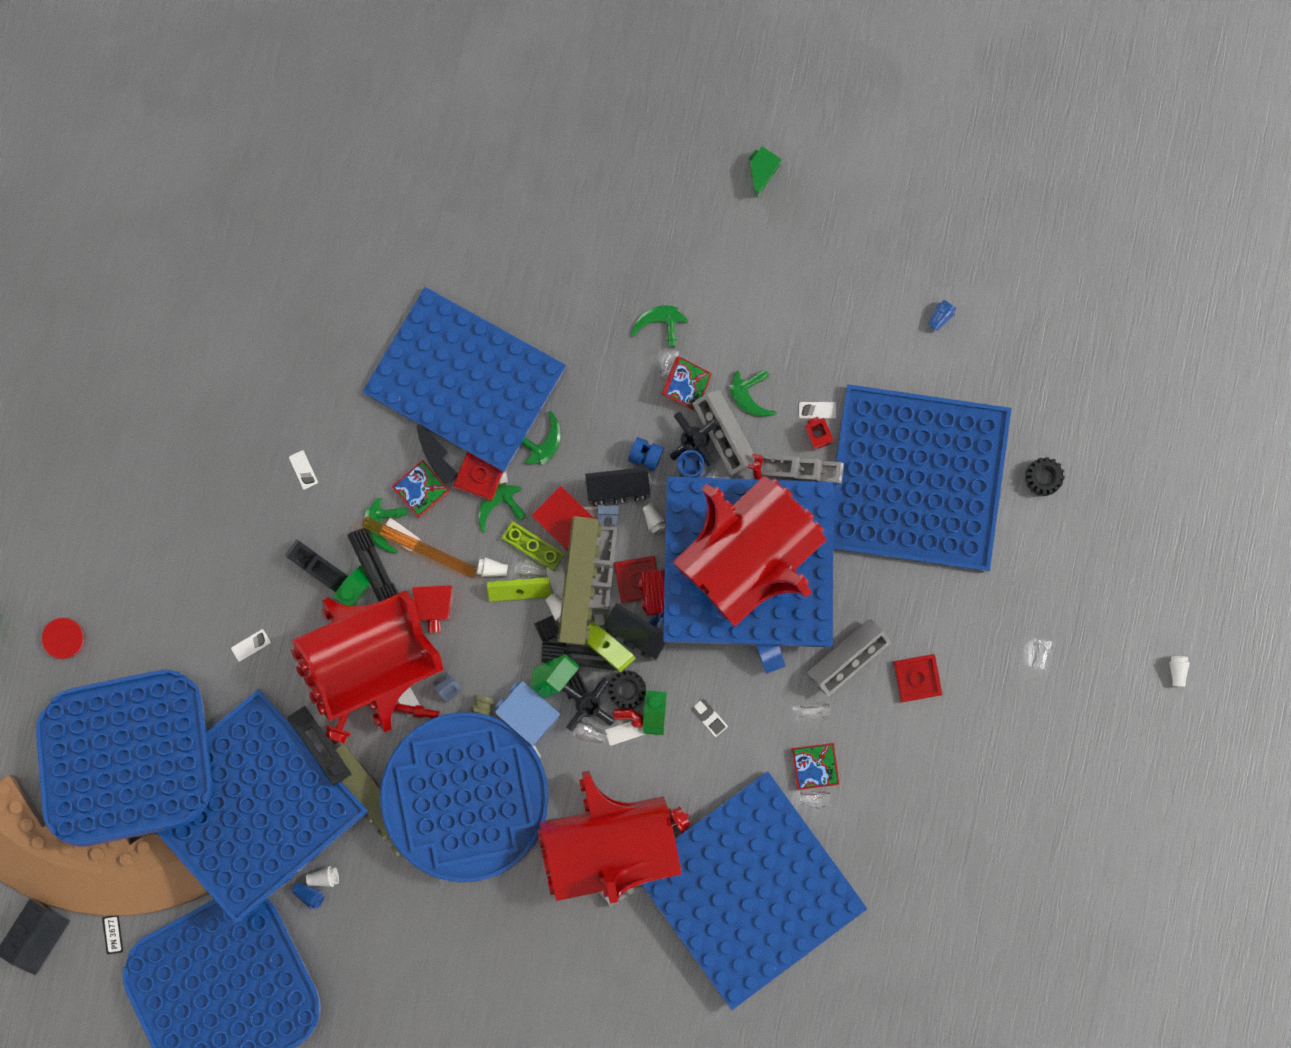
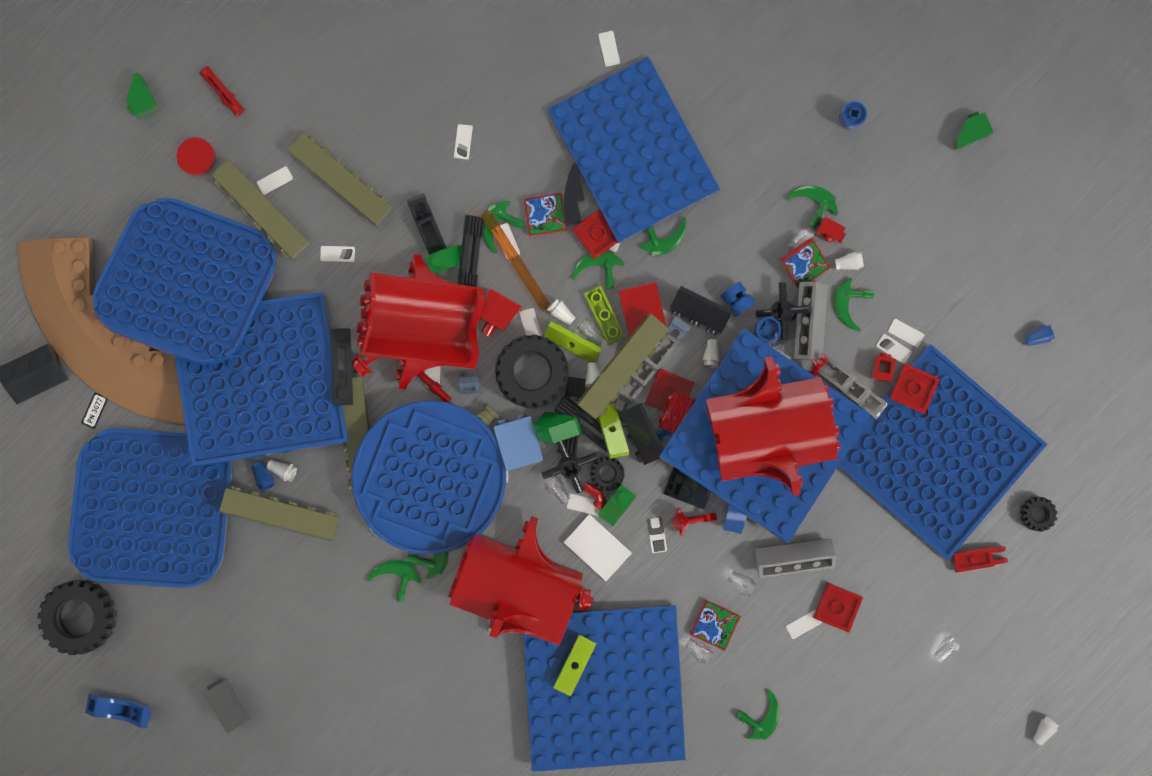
camera: 25 degrees right, 5 degrees up
(58, 565) = (227, 97): none -> red pin
(150, 614) = (274, 180): none -> white sticker
(153, 648) = (261, 209): none -> olive brick
(210, 574) = (340, 179): none -> olive brick
(345, 920) = (279, 514): none -> olive brick
(384, 301) = (609, 48): none -> white sticker
(472, 598) = (530, 322): none -> white sticker
(478, 618) = (531, 345): none -> black tyre
(492, 899) = (401, 569): none -> green piece
(521, 876) = (435, 565): none -> green piece
(645, 223) = (852, 115): none -> blue wheel
(661, 763) = (597, 547): none -> white tile
(691, 339) = (831, 231): none -> red brick
(709, 657) = (686, 490): none -> black slope
(710, 898) = (570, 676): none -> lime tile
(723, 690) = (680, 521): none -> red piece
(726, 356) = (850, 262): none -> white cone
(819, 388) = (906, 333): none -> white sticker
(858, 434) = (914, 388): none -> red tile
(896, 715) = (802, 625): none -> white sticker
(923, 828) = (767, 725): none -> green piece
(1015, 552) = (977, 559): none -> red hinge

